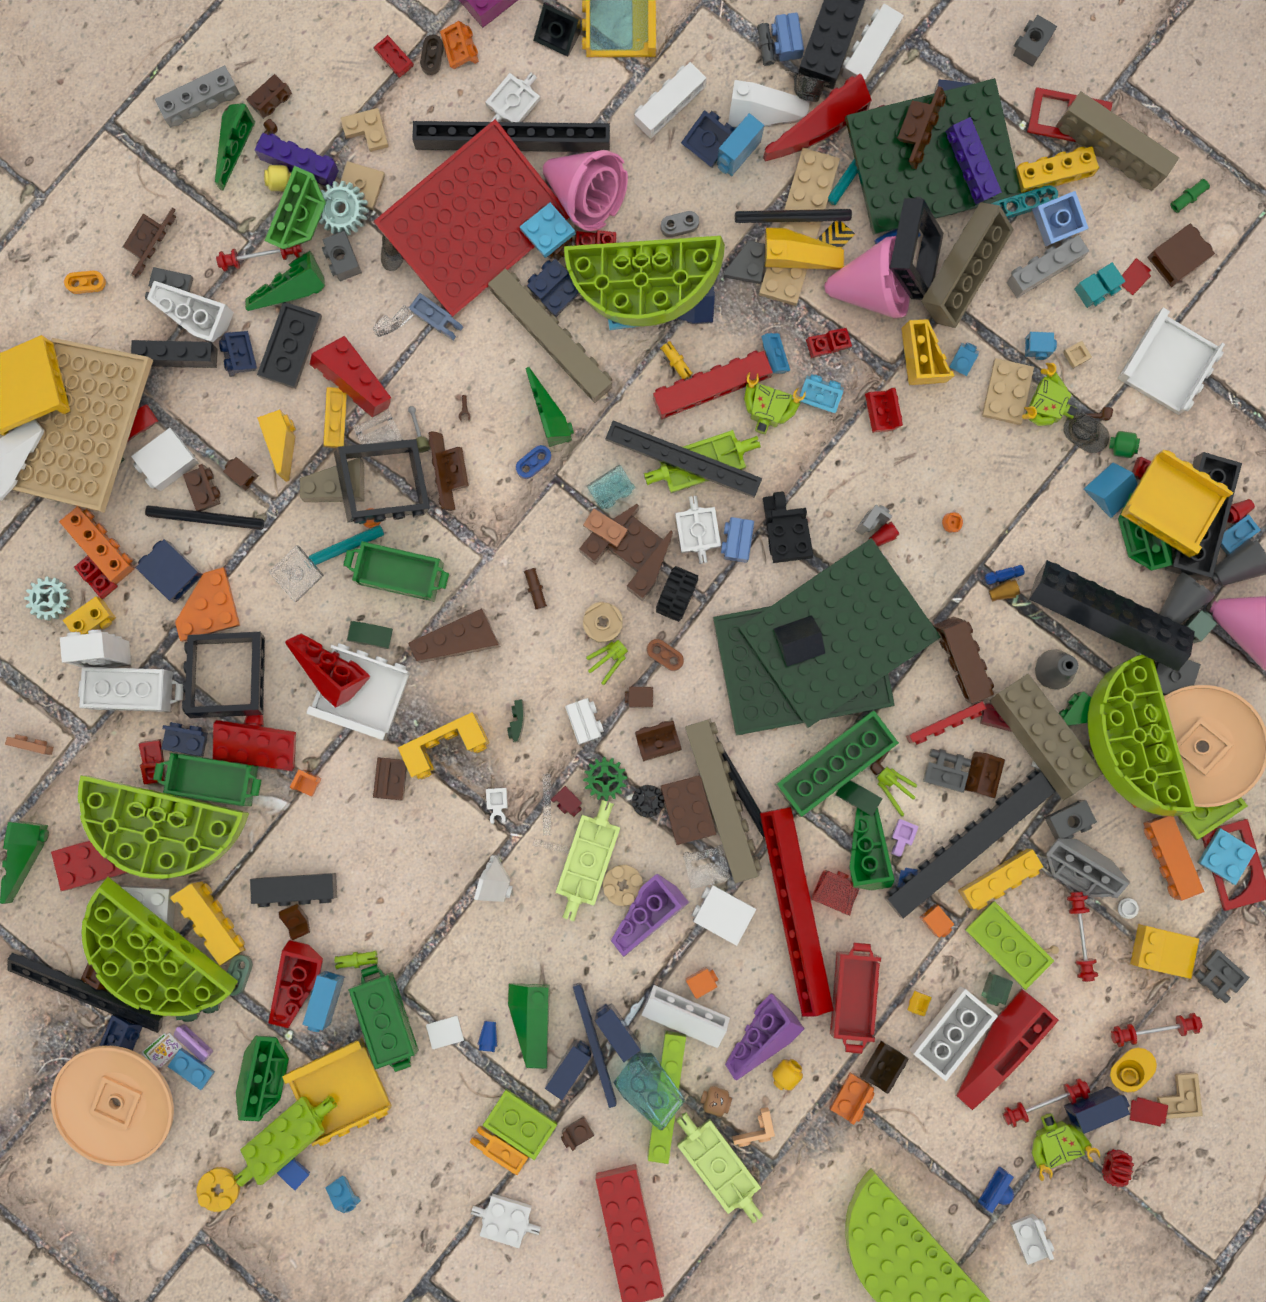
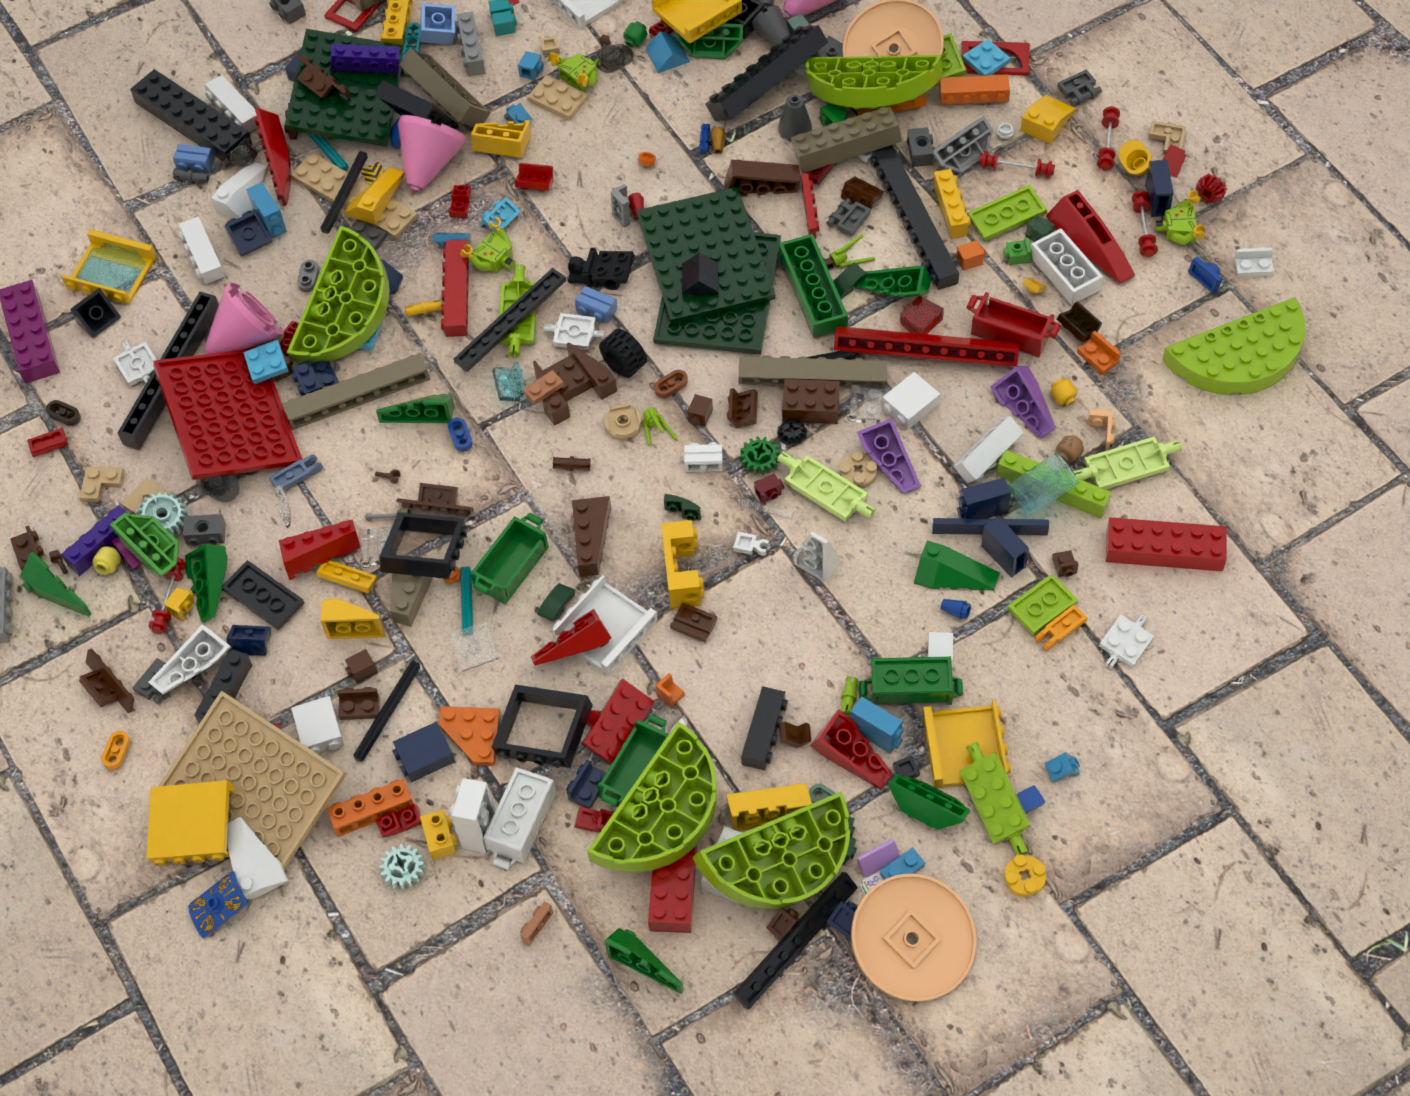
camera: 65 degrees left, 25 degrees down
(254, 269) = (179, 603): none -> yellow brick
(293, 1041) = (906, 767): none -> black plate
(459, 44) = (66, 390): orange bracket -> none
(702, 982) = (963, 432): orange brick -> none
(904, 834) = (890, 258): lavender plate -> none
(962, 980) = (1017, 252): none -> bright green brick

